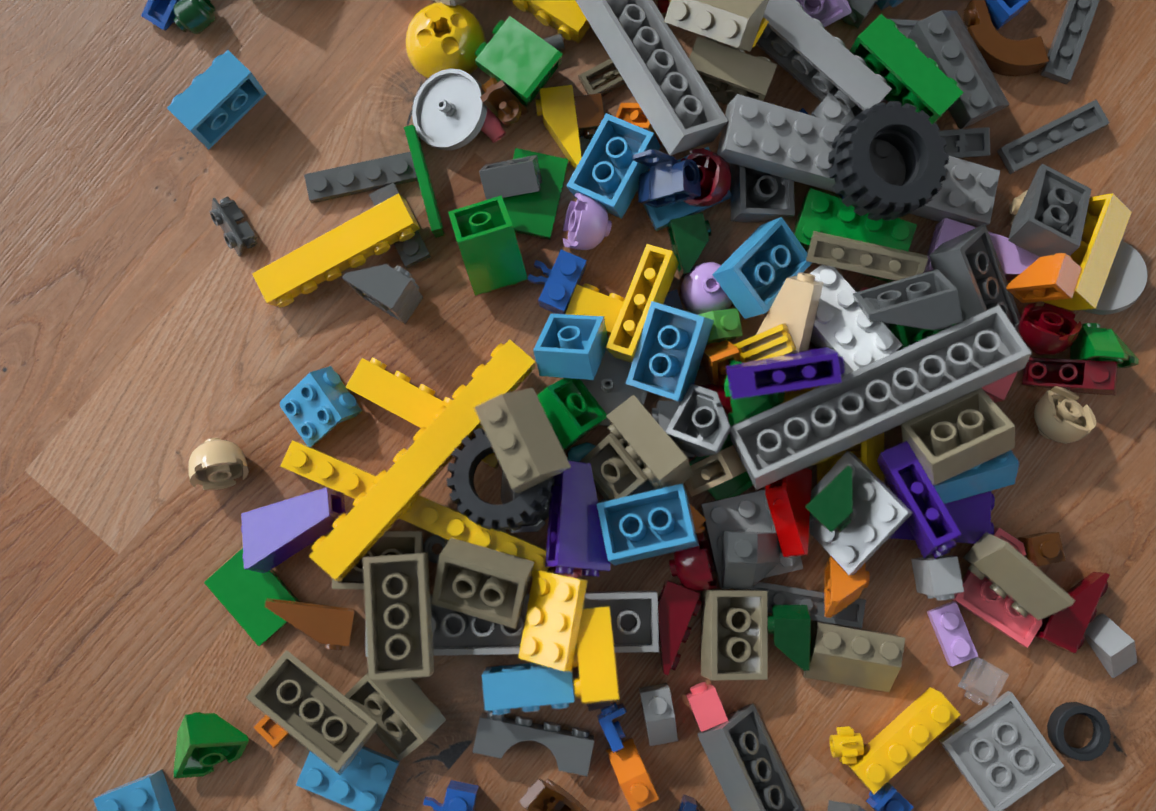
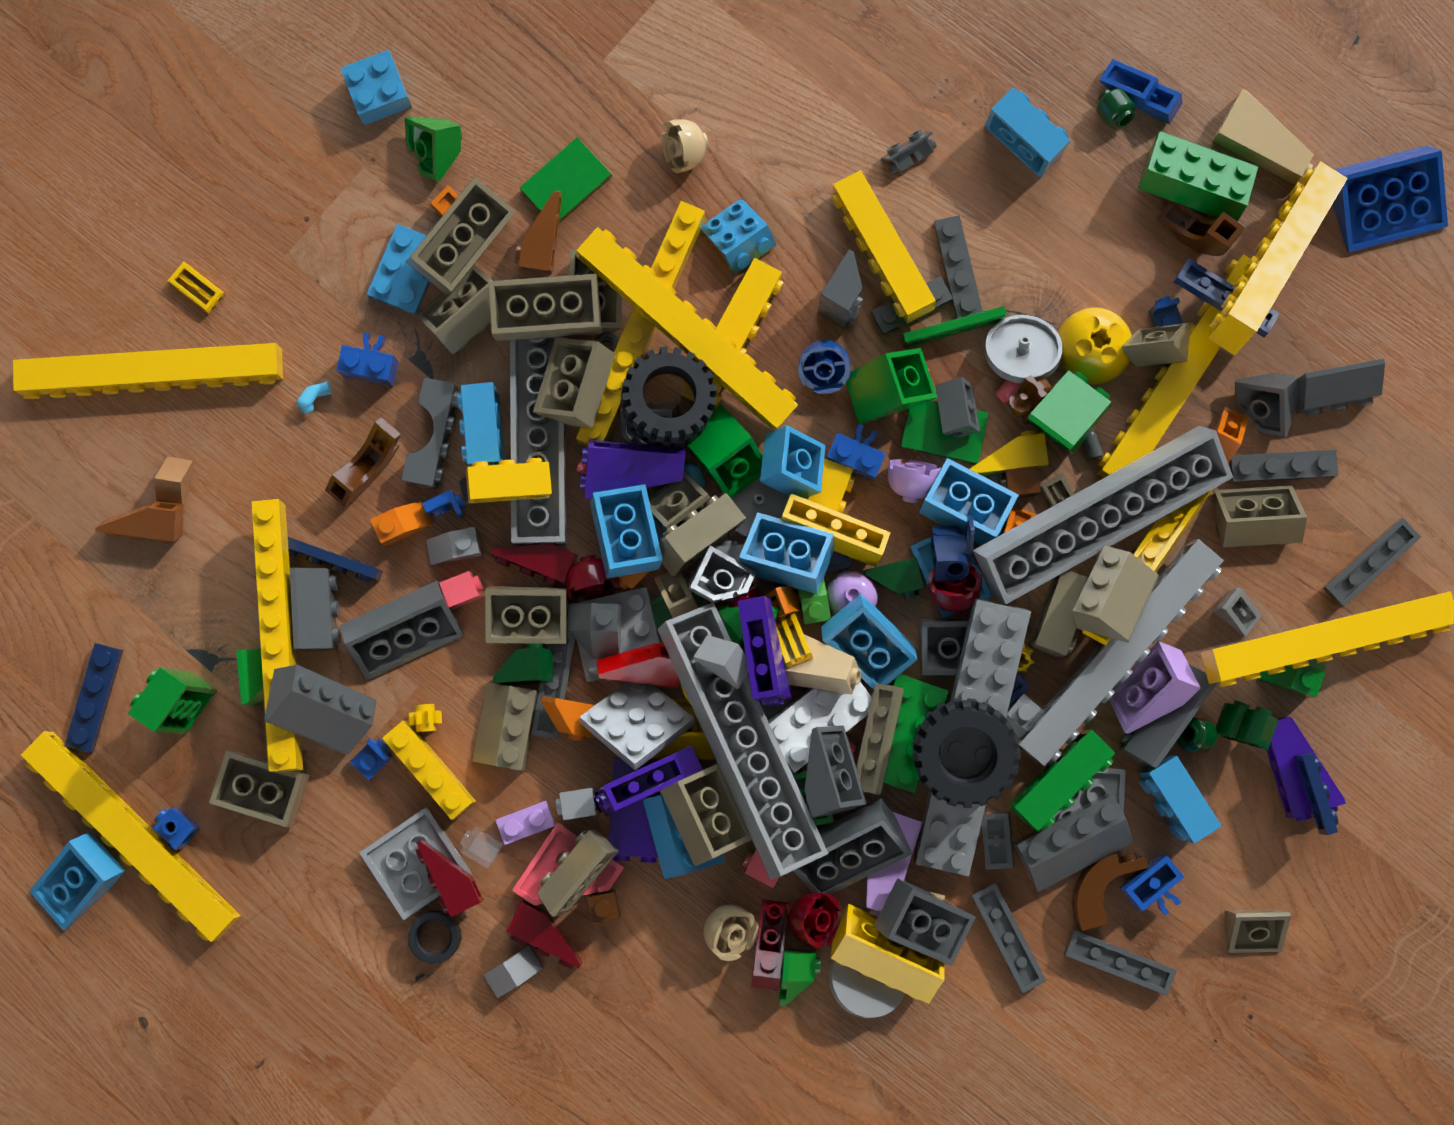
camera: 90 degrees right, 0 degrees up
(287, 527) = (625, 209): slope -> none
(465, 313) = (824, 366): none -> blue cylinder
(522, 438) = (701, 412): dark tan slope -> none
(552, 620) = (540, 443): yellow plate -> none
(795, 416) = (723, 659): none -> light grey slope
(834, 502) = (645, 700): dark green slope -> none
(1023, 714) = (454, 884): none -> dark red slope
(1046, 279) = (859, 913): orange slope -> none

